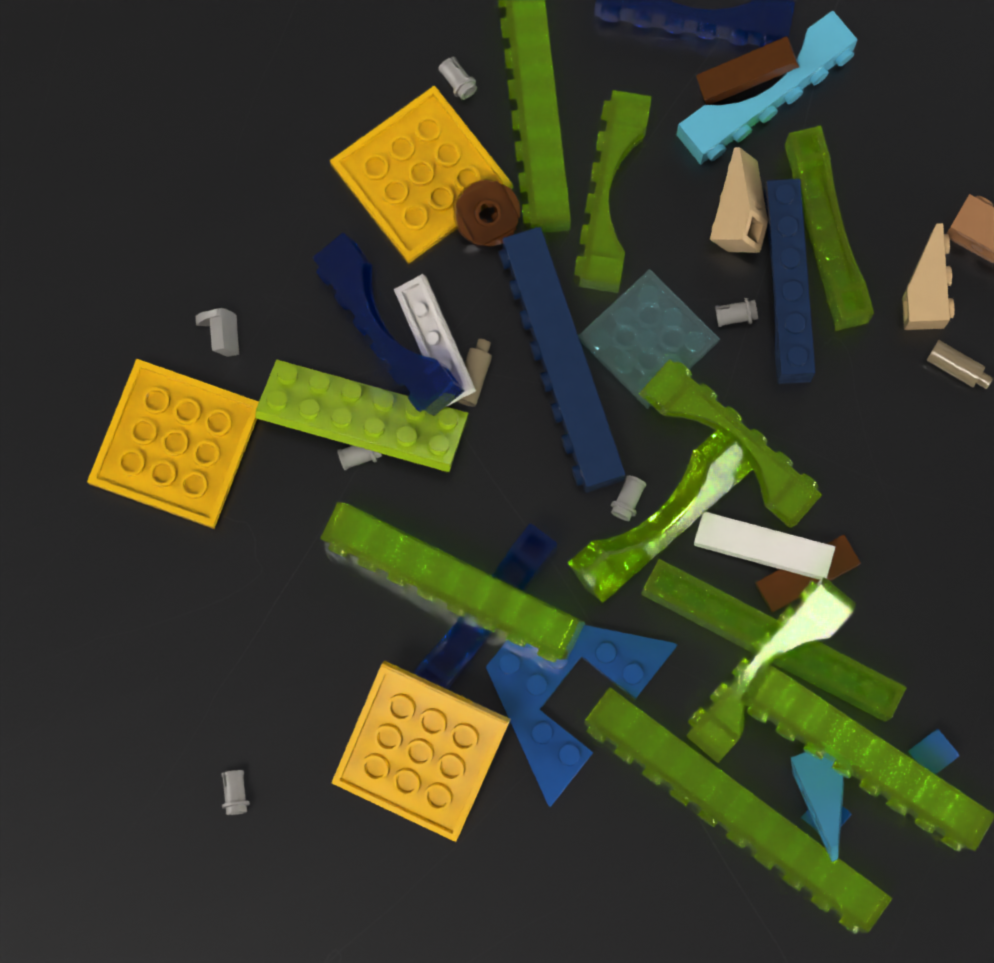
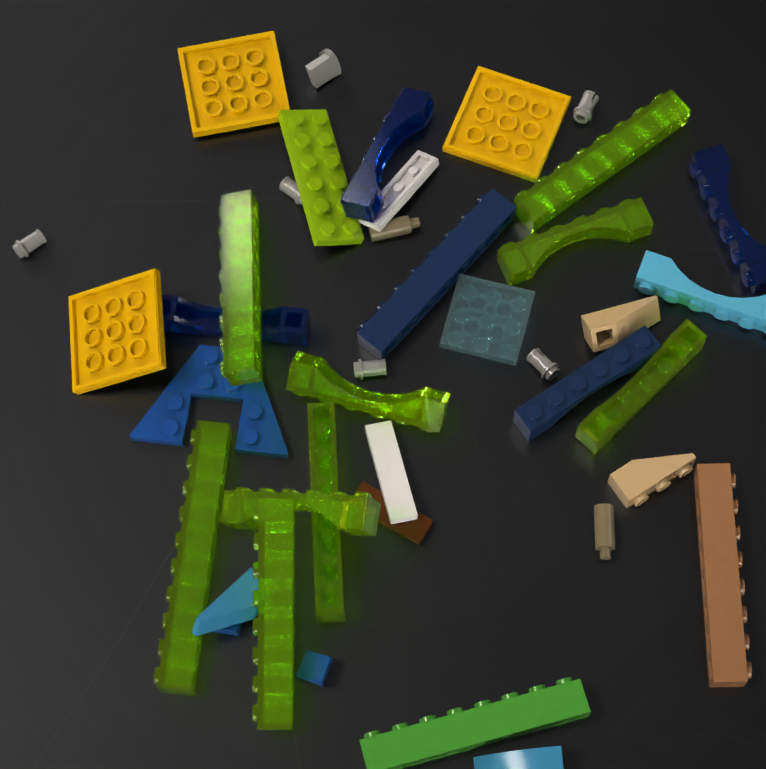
camera: 60 degrees right, 10 degrees down
(468, 206) = (499, 158): reddish brown plate -> none
(747, 71) = (716, 273): reddish brown tile -> none
(782, 488) = (437, 460): clear neon green arch -> none

